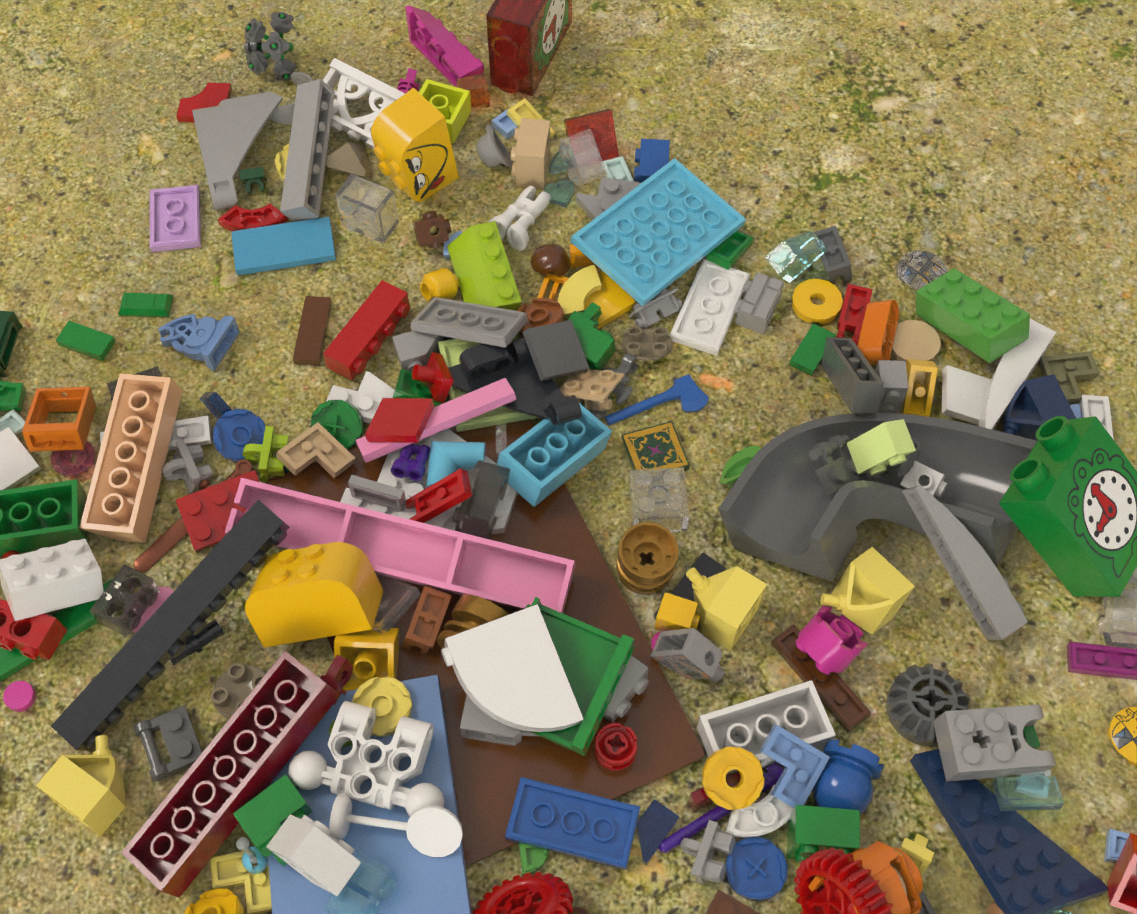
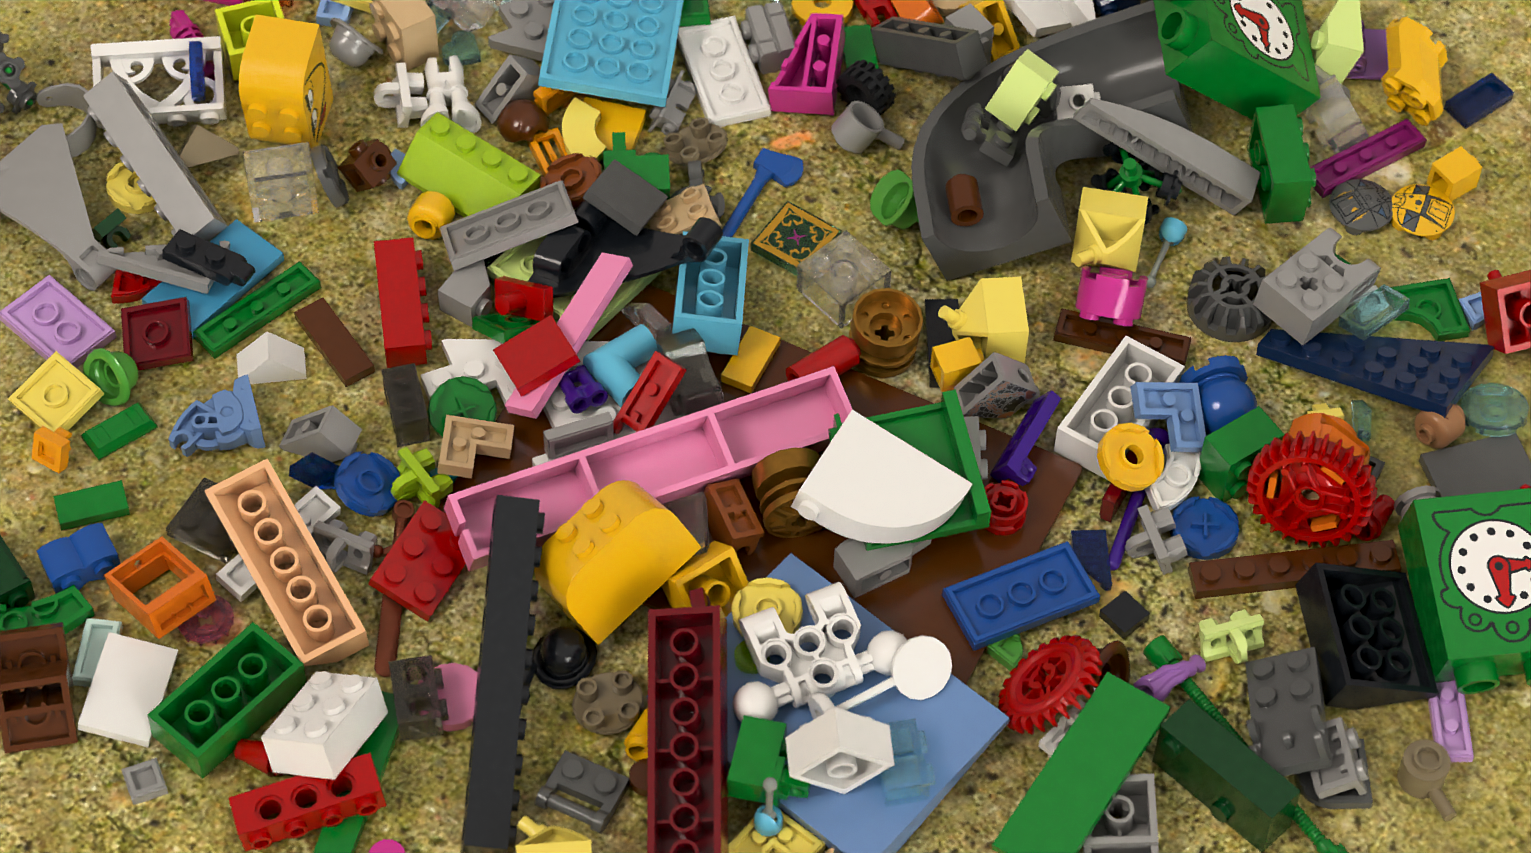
camera: 40 degrees left, 5 degrees down
(42, 368) = (78, 558): none -> blue brick
(97, 290) = (52, 448): none -> light orange tile
(129, 260) = (56, 394): none -> light yellow tile
(167, 267) = (113, 373): none -> bright green hat
(217, 259) = (158, 333): none -> dark red tile
(241, 642) = (564, 657): none -> black hat
(244, 387) = (323, 433): none -> light grey slope
(265, 225) = (152, 265): none -> light grey wing
(266, 319) = (271, 360): none -> white slope
(278, 229) = (208, 259): none -> black hinge
(290, 280) = (256, 310): none -> green tile
(306, 396) = (406, 405): none -> clear smoke brick
(377, 106) = (196, 67): none -> clear blue tile
(397, 222) = (328, 175): none -> dark grey tile
(492, 196) = (401, 88): none -> white hips
(545, 515) = (752, 359): none -> yellow tile
(560, 231) = (513, 81): none -> light grey slope
(588, 552) = (841, 353): none -> red brick
(637, 893) = (1124, 614): none -> black tile
(653, 717) = (1014, 460): none -> dark purple hinge
(763, 400) = (860, 126): none -> light grey piece
(766, 341) = (811, 71): none -> dark pink wedge
(776, 500) = (964, 200): none -> reddish brown brick
(788, 378) = (866, 84): none -> black tyre
(919, 561) = (1136, 176): none -> black plant
(923, 622) = (1171, 233): none -> medium azure hinge
(949, 872) = (1361, 419): none -> clear light blue tile
(1049, 626) = (1282, 159): none -> green brick
(1085, 821) = (1435, 308): none -> green tile
(1092, 699) = (1361, 206): none -> dark grey dish

